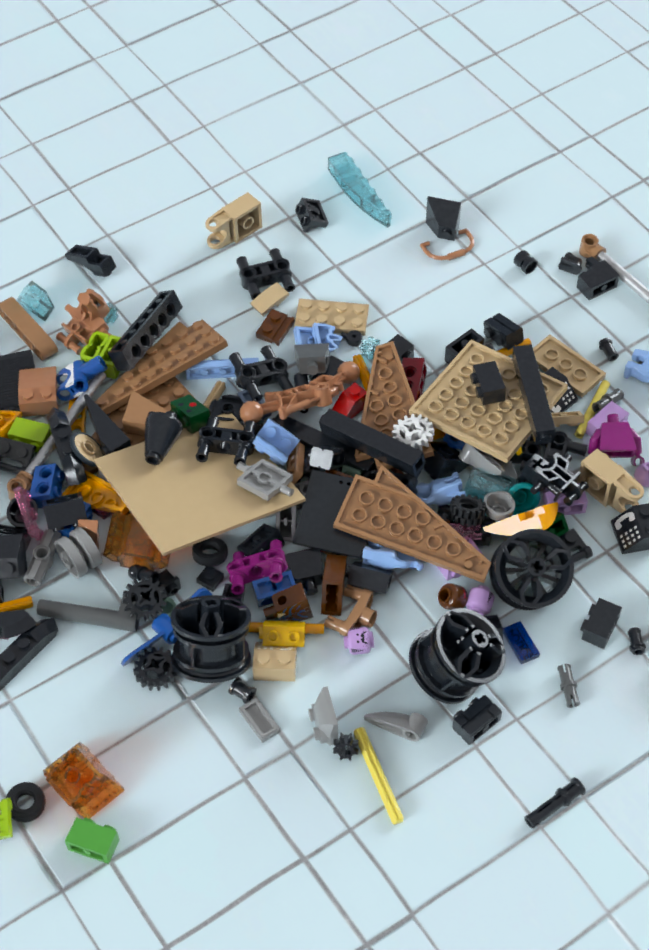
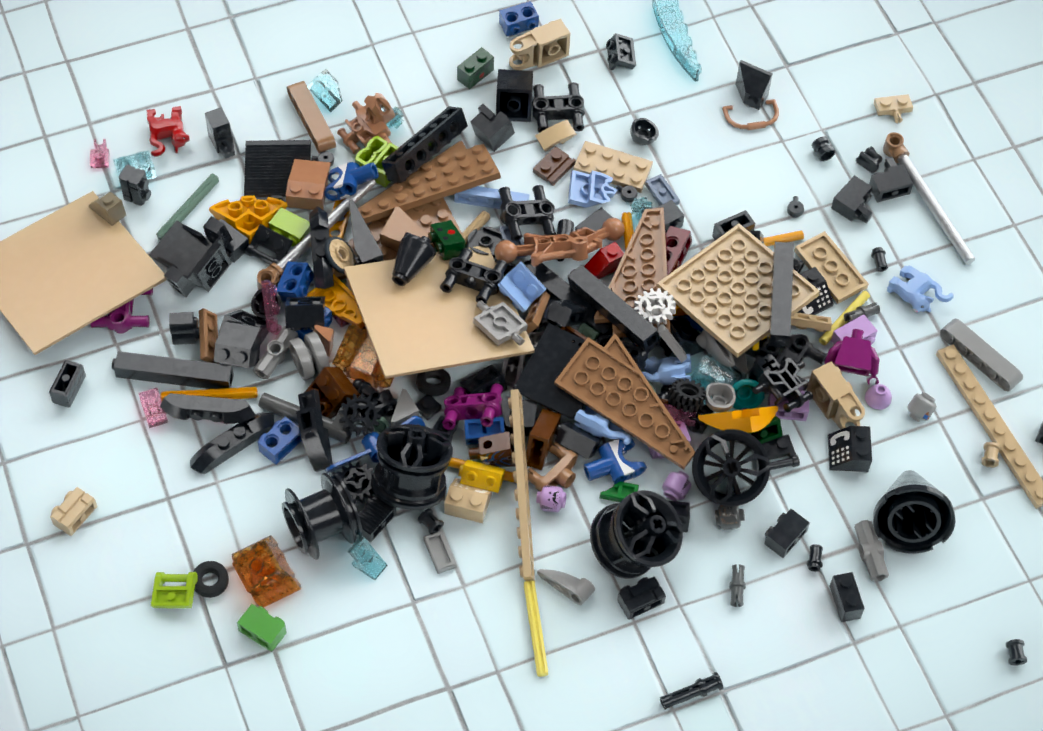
camera: 10 degrees right, 5 degrees up
(49, 362) = (324, 156): none -> piece
(71, 644) = (284, 442): none -> blue brick
(91, 258) = (389, 55): black slope -> none
(99, 626) = (312, 432): none -> black slope
(107, 583) = (333, 390): none -> reddish brown slope
(130, 707) = (322, 515): none -> black wheel
(176, 254) = (475, 68): none -> dark green brick
(182, 700) = (375, 517): none -> black brick
(186, 743) = (366, 558): none -> clear light blue slope
(188, 584) = (404, 409): none -> light grey slope
(206, 203) = (518, 18): none -> blue brick
(207, 303) = (492, 129): none -> black plate
(220, 271) = (514, 94): none -> black slope
(312, 358) = (580, 207): dark grey torso -> none
(324, 717) = (499, 565): light grey slope -> none
(328, 642) = (521, 494): none -> tan plate
(350, 749) = (512, 600): black gear -> none
(352, 283) = (643, 135): none -> black helmet
(384, 328) = (661, 190): none -> sand blue plate
(411, 592) = (614, 463): none -> blue connector
(425, 619) = (619, 491): none -> green tile
(439, 463) = (672, 343): none -> light grey tile
(452, 596) = (651, 476): reddish brown head -> none
(488, 383) = (741, 273): black brick -> none
(503, 331) = (778, 218): black brick -> none
(516, 317) = (795, 207): none -> piece
(520, 642) = (704, 534): clear blue tile -> none
(540, 619) = (729, 517): none -> dark grey head
(566, 302) = (851, 200): none -> black hinge
(577, 213) = (893, 106): none -> tan plate

